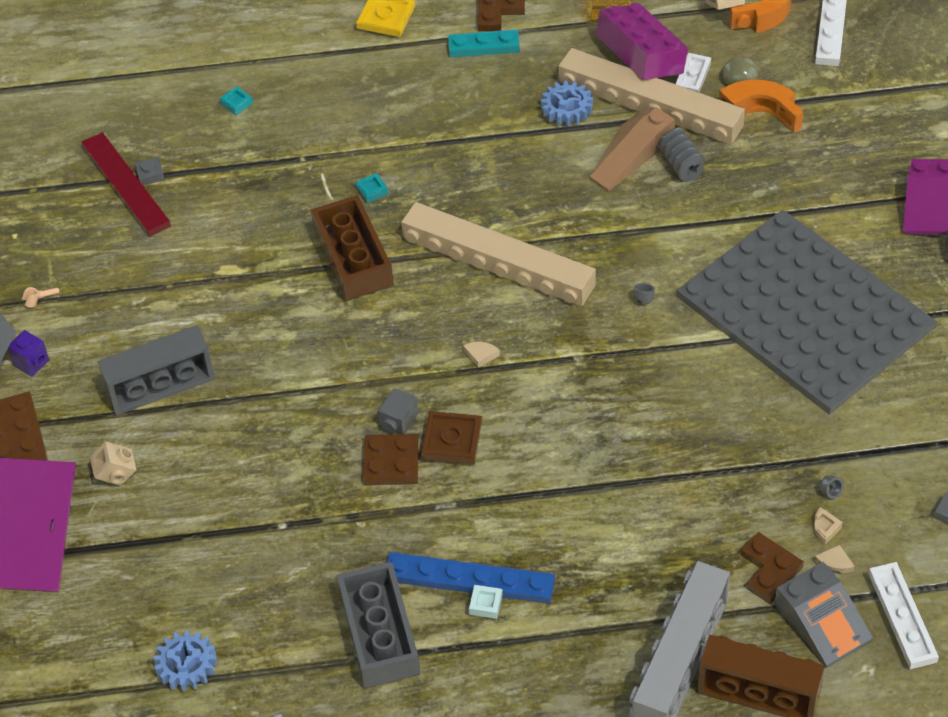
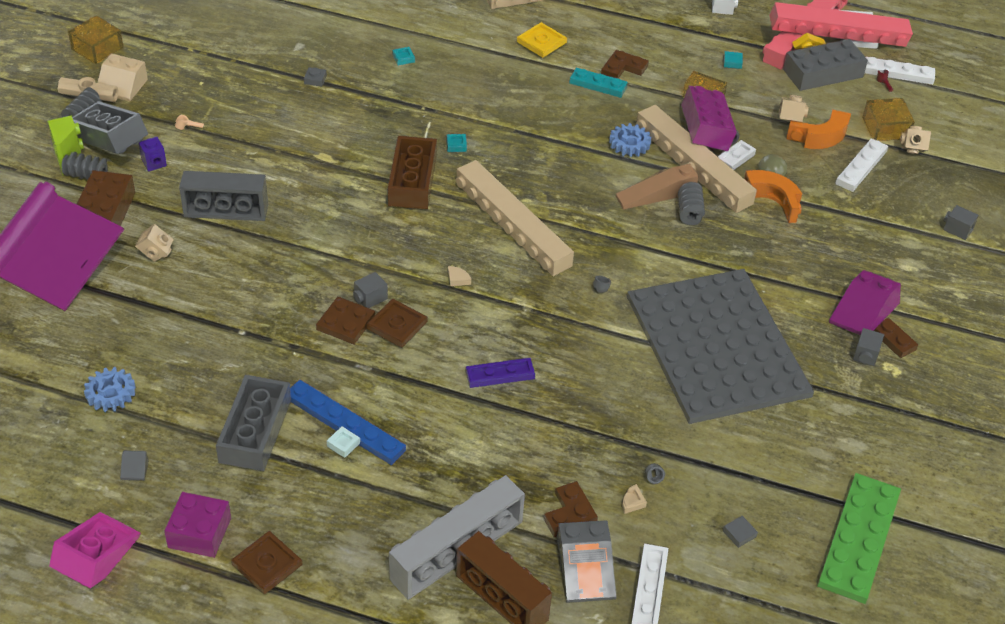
camera: 20 degrees right, 5 degrees down
(126, 184) = (293, 79): dark red tile -> none
(599, 445) = (500, 372): none -> dark purple tile
(836, 560) = (623, 527): tan tile -> none

